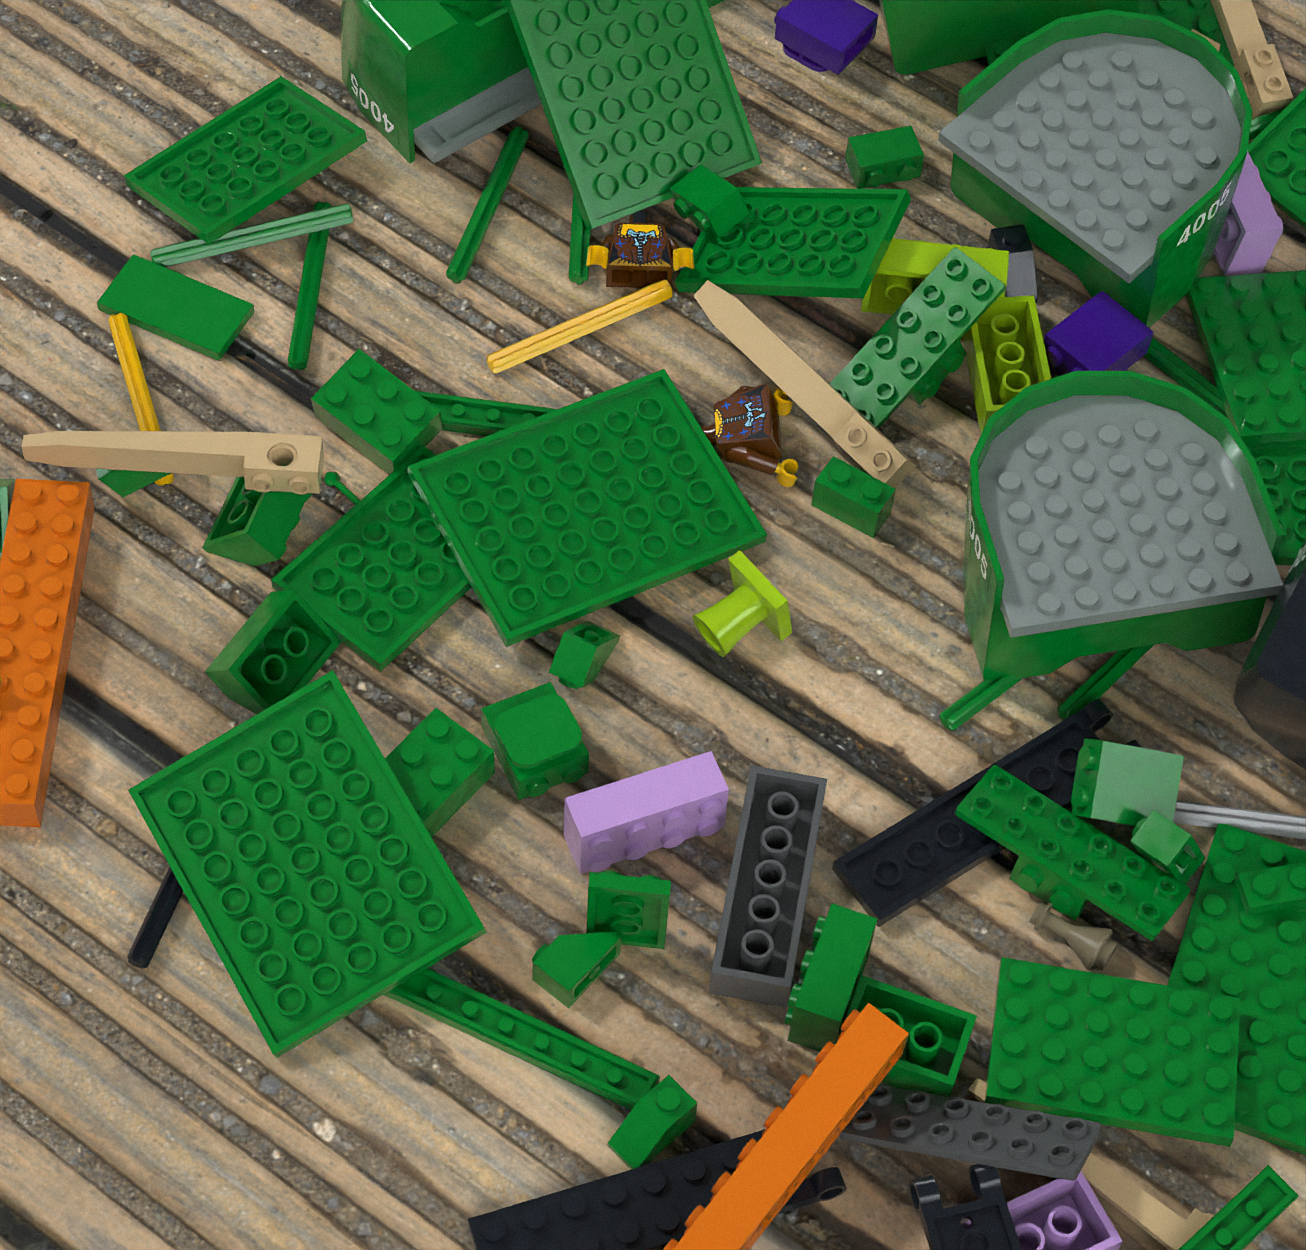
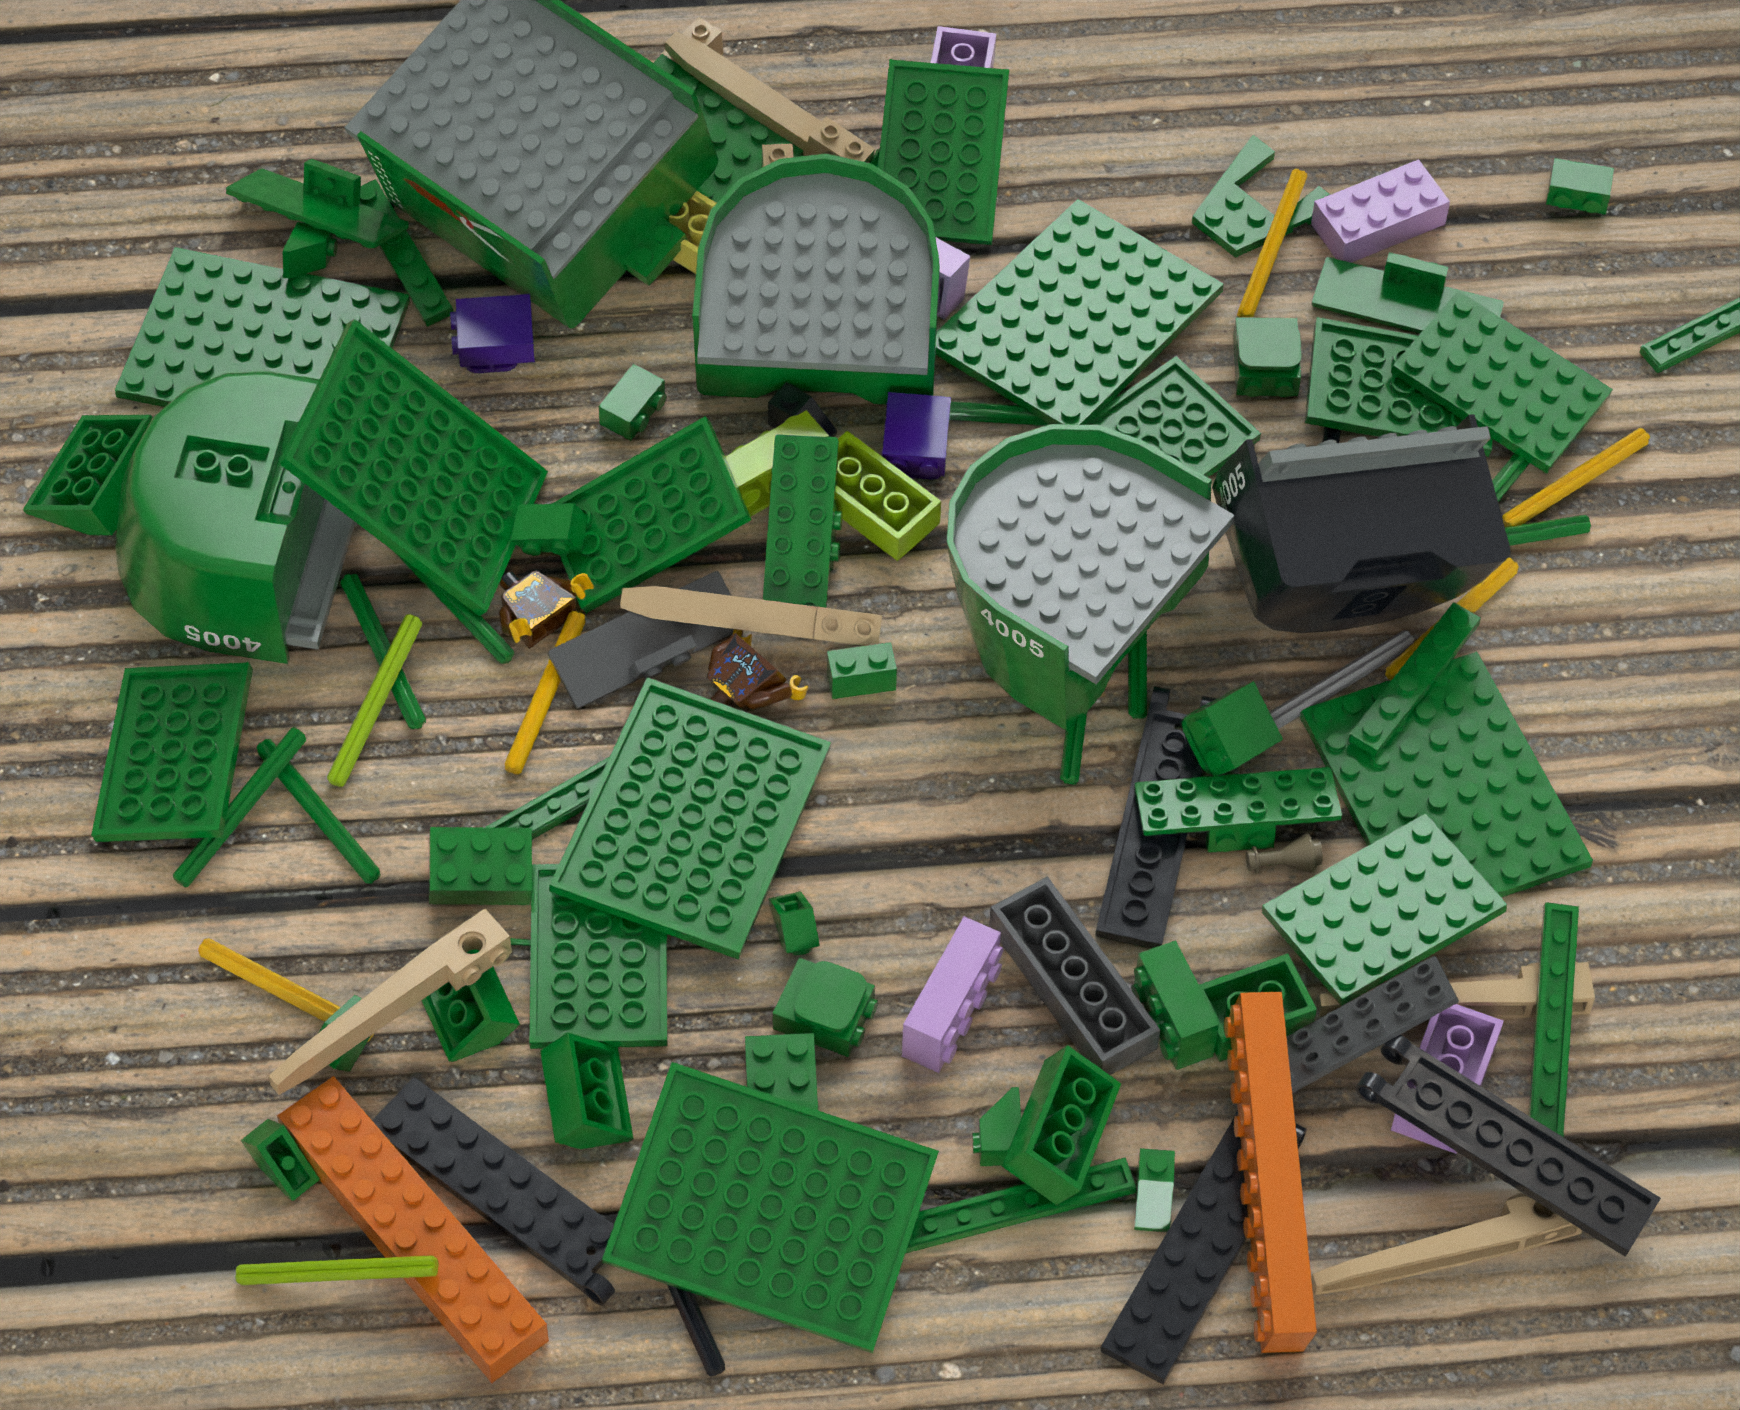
camera: 40 degrees left, 0 degrees up
(131, 668) = (499, 1185): none -> black hinge
(176, 307) = (236, 903): green tile -> none
(436, 232) = (374, 700): none -> lime axle
(619, 997) = (1062, 1125): none -> green brick
(630, 907) = (1012, 1062): green plate -> none
(681, 341) = (632, 649): none -> dark grey bracket
(743, 609) = (873, 796): lime plant -> none
(1167, 846) = (1292, 750): green slope -> none

